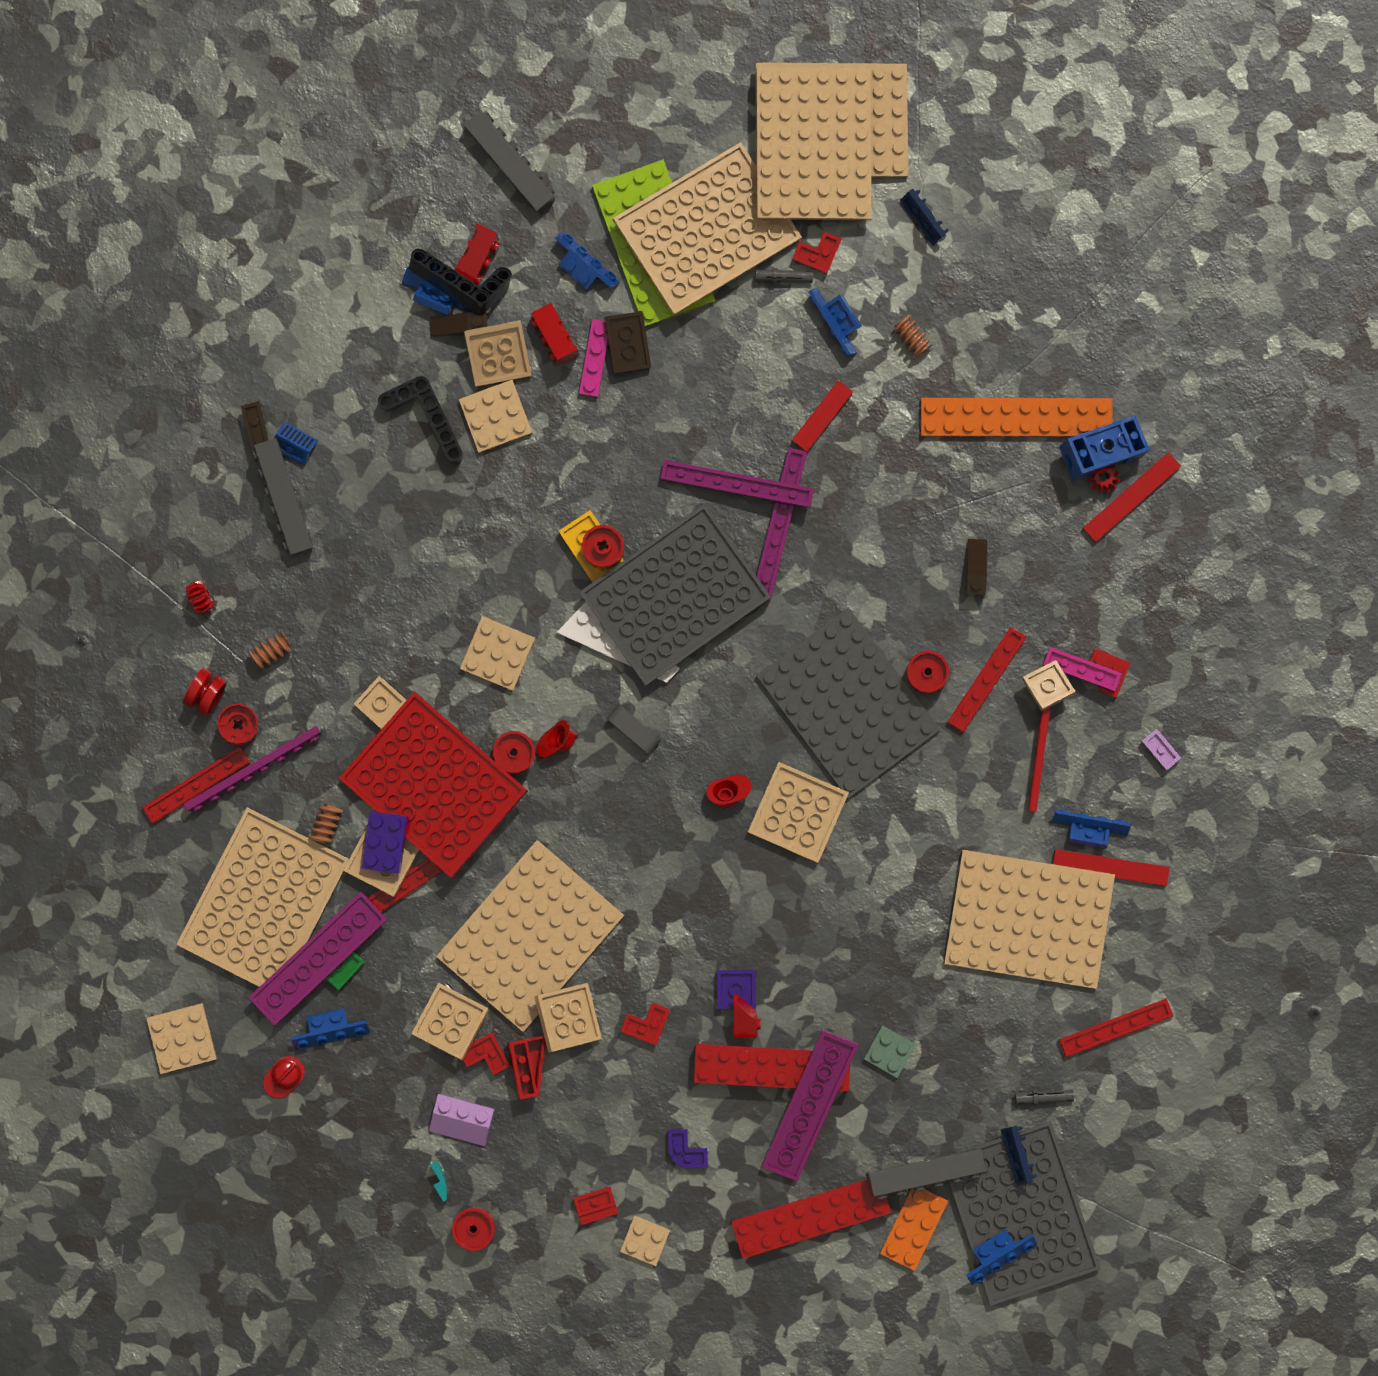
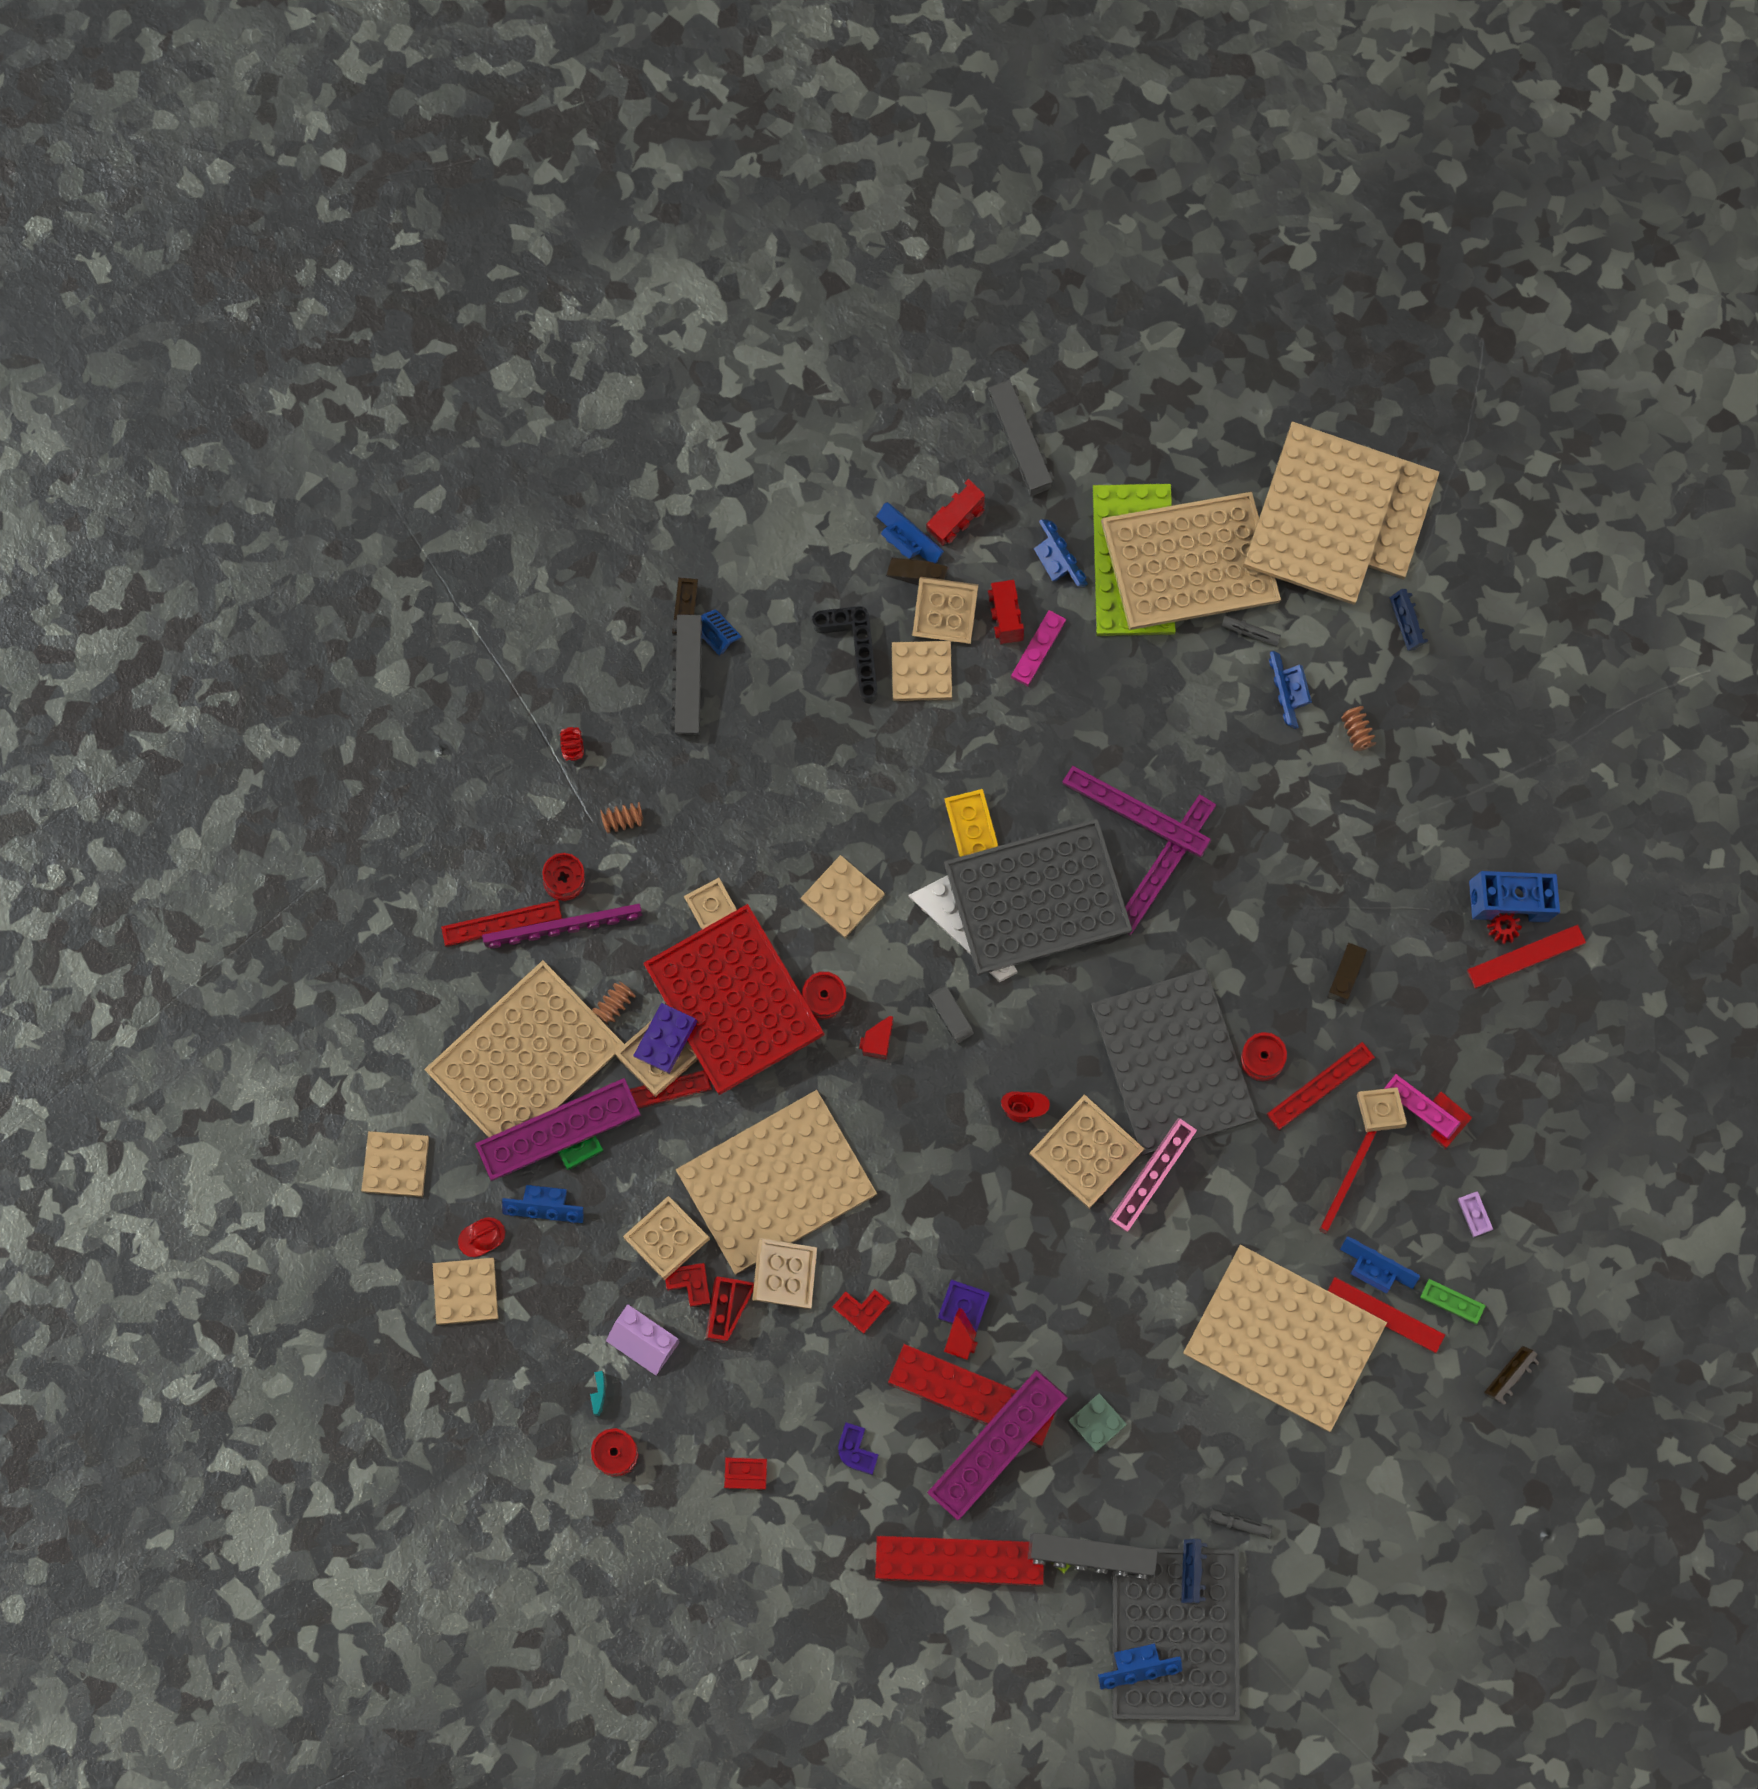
camera: 20 degrees right, 10 degrees down
(205, 691) = (543, 834): red wheel -> none
(287, 1130) = (465, 1291): none -> tan plate
(457, 286) = (929, 535): black beam -> none
(556, 739) = (872, 998): red piece -> none
(575, 775) = (877, 1039): none -> red slope
(595, 538) = (982, 814): red wheel -> none
(627, 342) = (1075, 642): dark brown plate -> none
(645, 1240) = (783, 1527): tan plate -> none
(820, 257) = (1292, 625): red plate -> none
(822, 416) = (1243, 776): red tile -> none
(864, 815) = (1152, 1175): none -> bright pink brick
(914, 1227) = (1061, 1610): orange plate -> none
(1013, 416) = (1430, 838): orange plate -> none
(1115, 1027) = (1336, 1479): red tile -> none
(1166, 835) = (1452, 1301): none -> bright green plate
(1238, 882) = (1511, 1374): none -> dark brown plate

